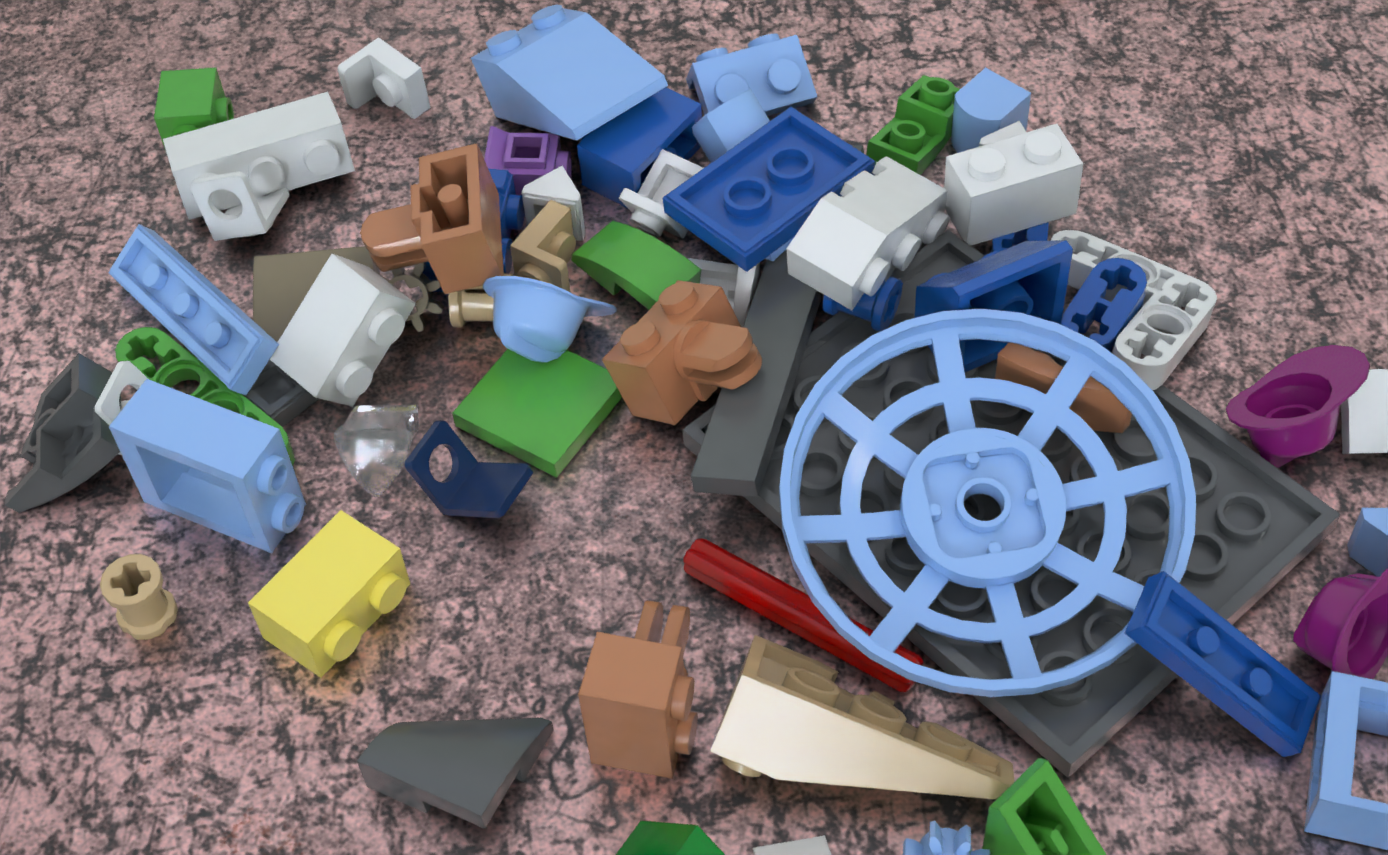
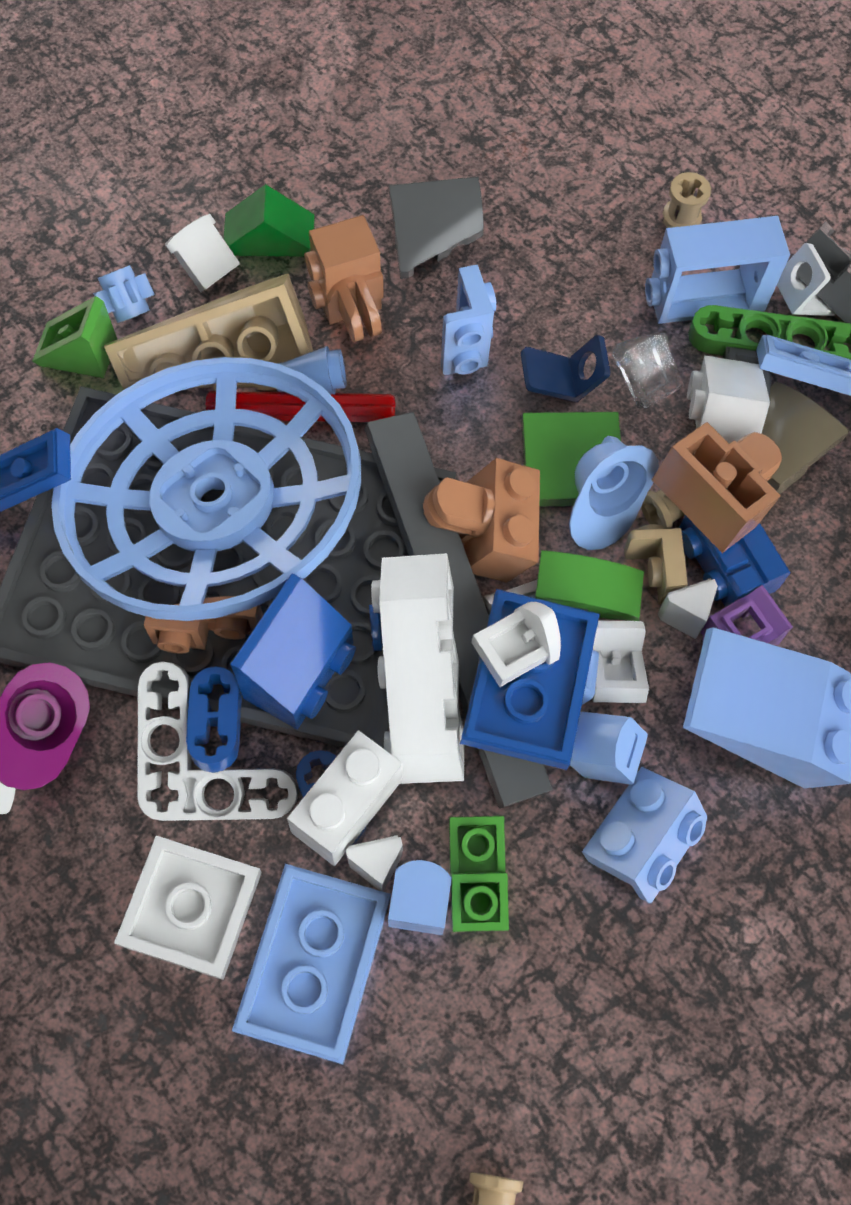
camera: 140 degrees right, 15 degrees up
(331, 593) = (580, 261): light yellow brick -> none
(541, 543) = (469, 329): none -> light blue bracket
(628, 145) = (670, 683): blue brick -> none
(765, 612) = (321, 366): none -> medium blue cone
(766, 191) = (519, 642): none -> white tile
(1125, 133) = (312, 964): none -> light blue tile
(1205, 220) = (188, 907): none -> white tile

